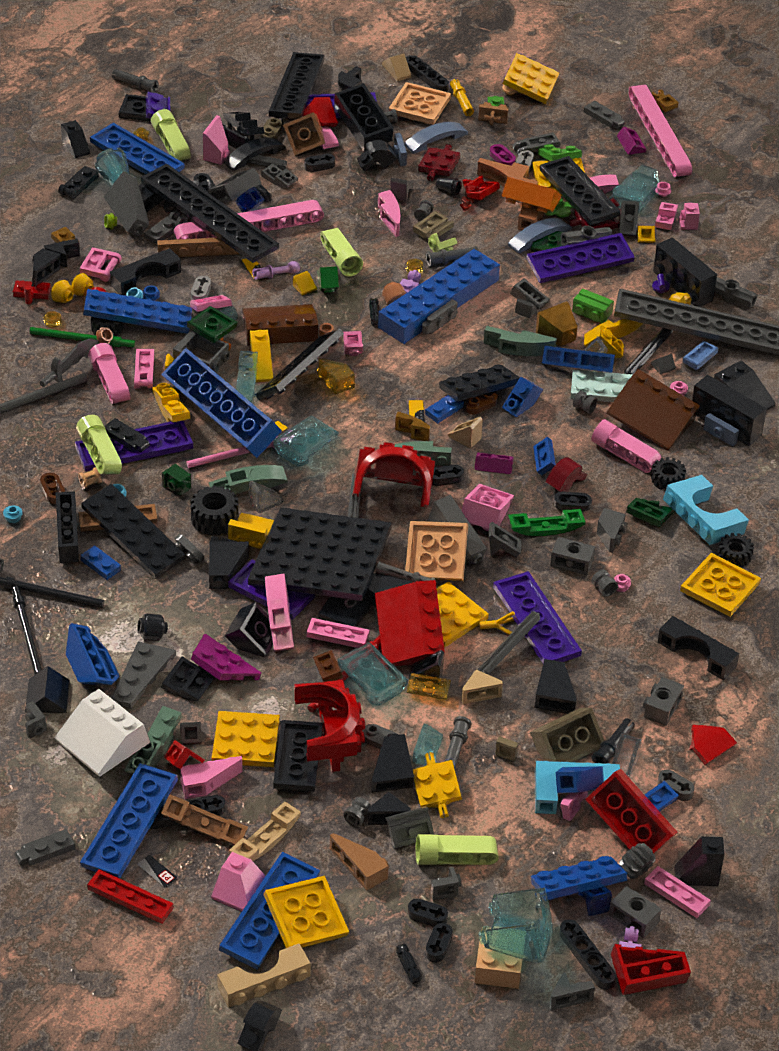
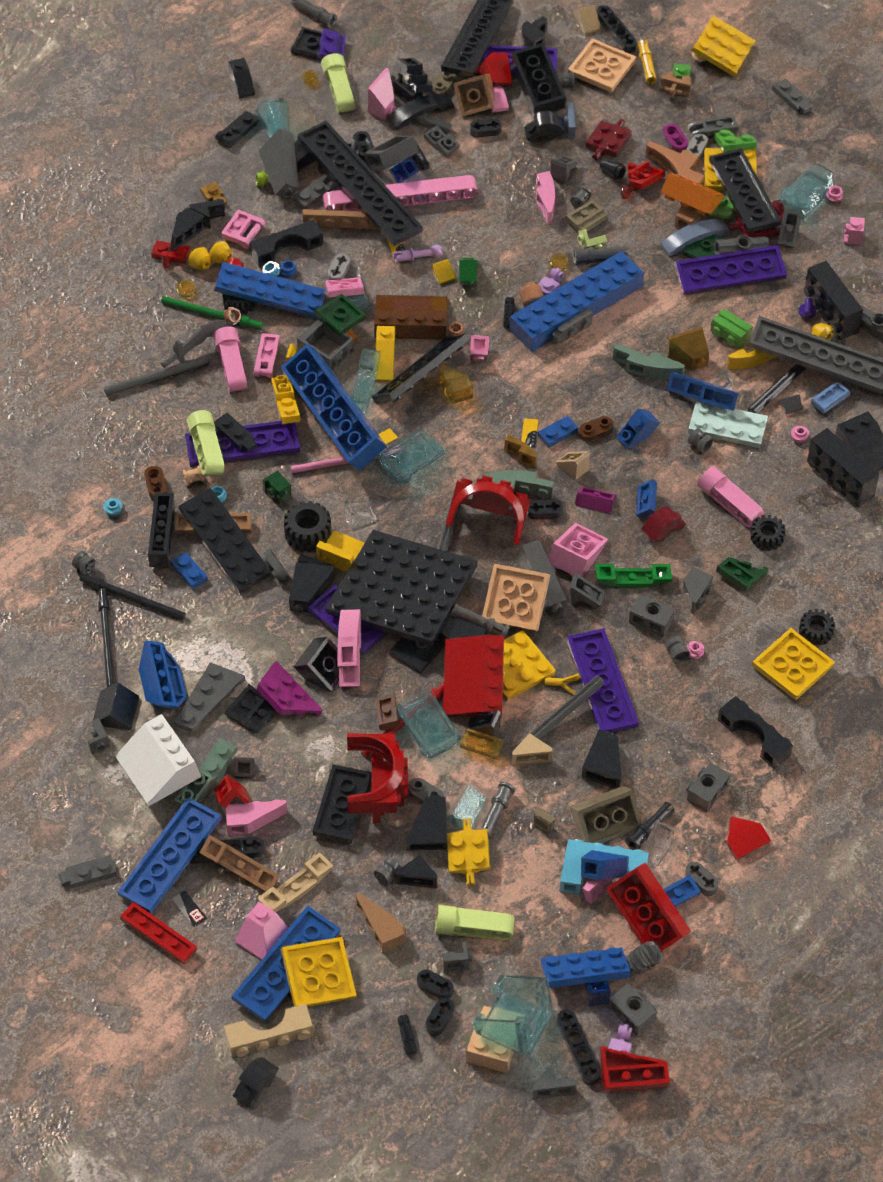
camera: 10 degrees right, 10 degrees up
(139, 153) = (301, 97): blue plate -> none
(152, 626) = (226, 648): black head -> none
(238, 479) = (360, 492): sand green slope -> none
(248, 736) = (296, 778): yellow plate -> none
(337, 633) = (404, 675): bright pink plate -> none
(341, 252) = (490, 247): yellowish green beam -> none
(407, 825) = (434, 892): dark grey plate -> none
(433, 133) = (611, 103): sand blue slope -> none
(479, 382) = (597, 407): black plate -> none
(524, 288) = (670, 300): dark grey slope -> none
(525, 308) = (662, 323): dark grey slope -> none
(572, 500) = (665, 553): black plate -> none
(605, 182) = (774, 180): bright pink slope -> none
(614, 345) = (740, 375): yellow slope -> none
(631, 141) = (814, 131): magenta slope -> none
(646, 234) = (805, 247): yellow slope -> none
(653, 409) = (766, 458): reddish brown slope -> none
(660, 131) = (846, 122): bright pink beam -> none
(665, 102) = (859, 86): pearl gold plate -> none
(666, 216) = (831, 226): bright pink slope -> none
(677, 892) = (678, 993): bright pink plate -> none
(702, 863) = (705, 968): black slope -> none
(710, 526) = (795, 598): medium azure arch -> none
(721, 429) = (832, 487): sand blue plate -> none

